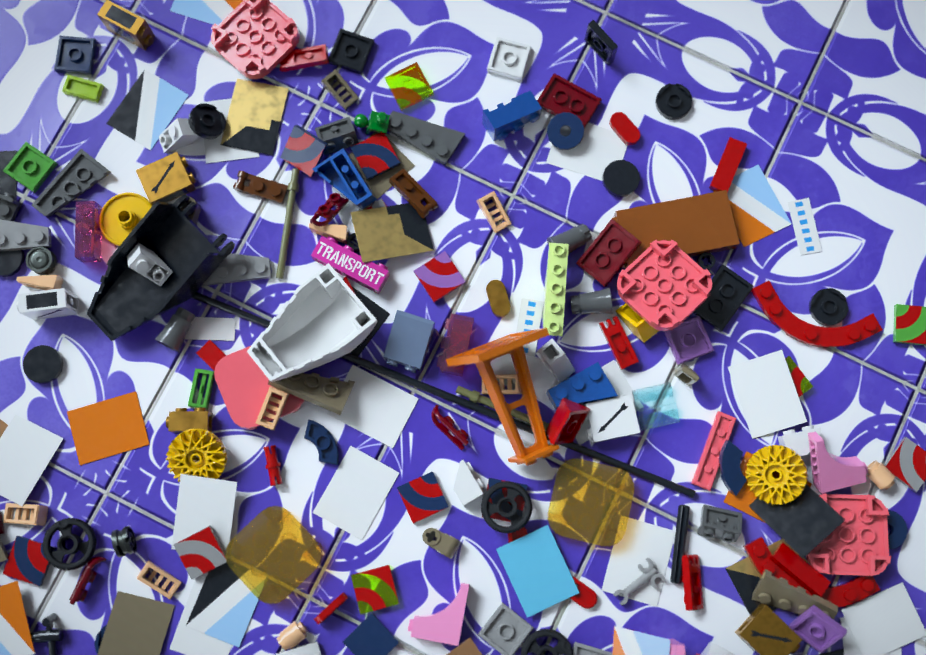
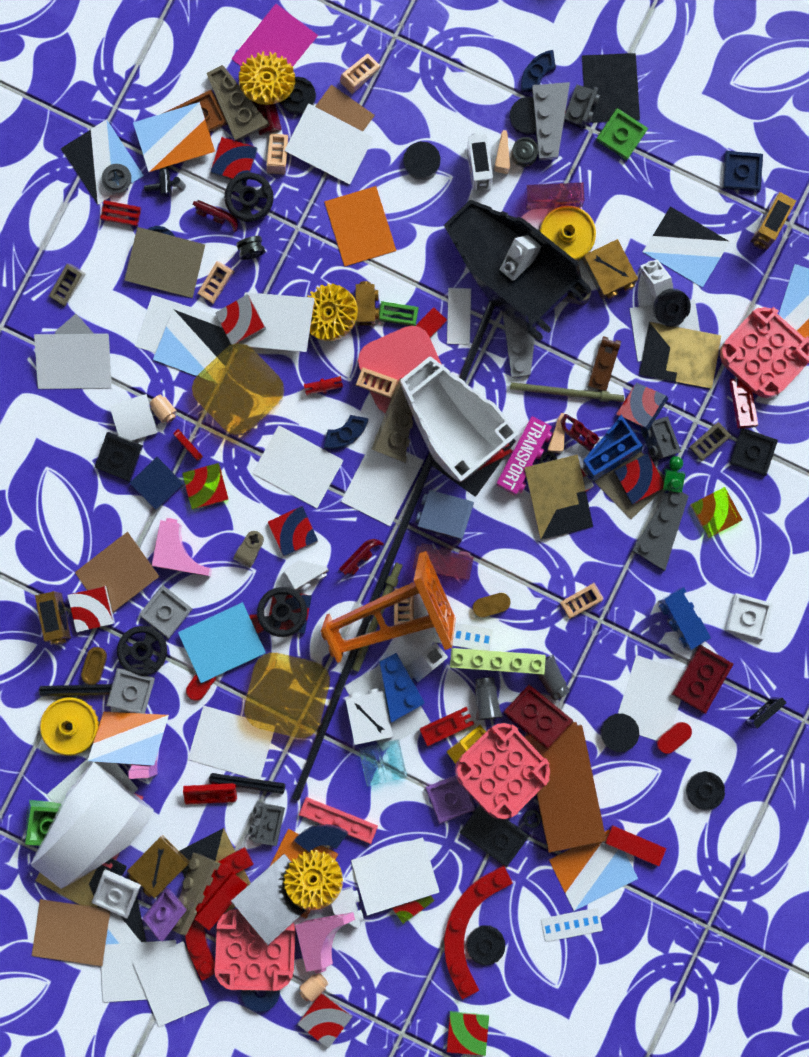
camera: 90 degrees right, 5 degrees up
(70, 183) = (605, 175): dark grey wing -> none
(83, 88) = (706, 180): lime tile -> none
(176, 329) = (455, 286): dark grey plant -> none
(413, 193) = (600, 518): reddish brown plate -> none
(439, 277) = (513, 545): tile -> none
(555, 126) = (669, 663): dark blue tile -> none
(566, 422) = (364, 671): red slope -> none
(650, 574) = (218, 753): light grey bar -> none
(686, 375) = (415, 795): dark tan slope -> none

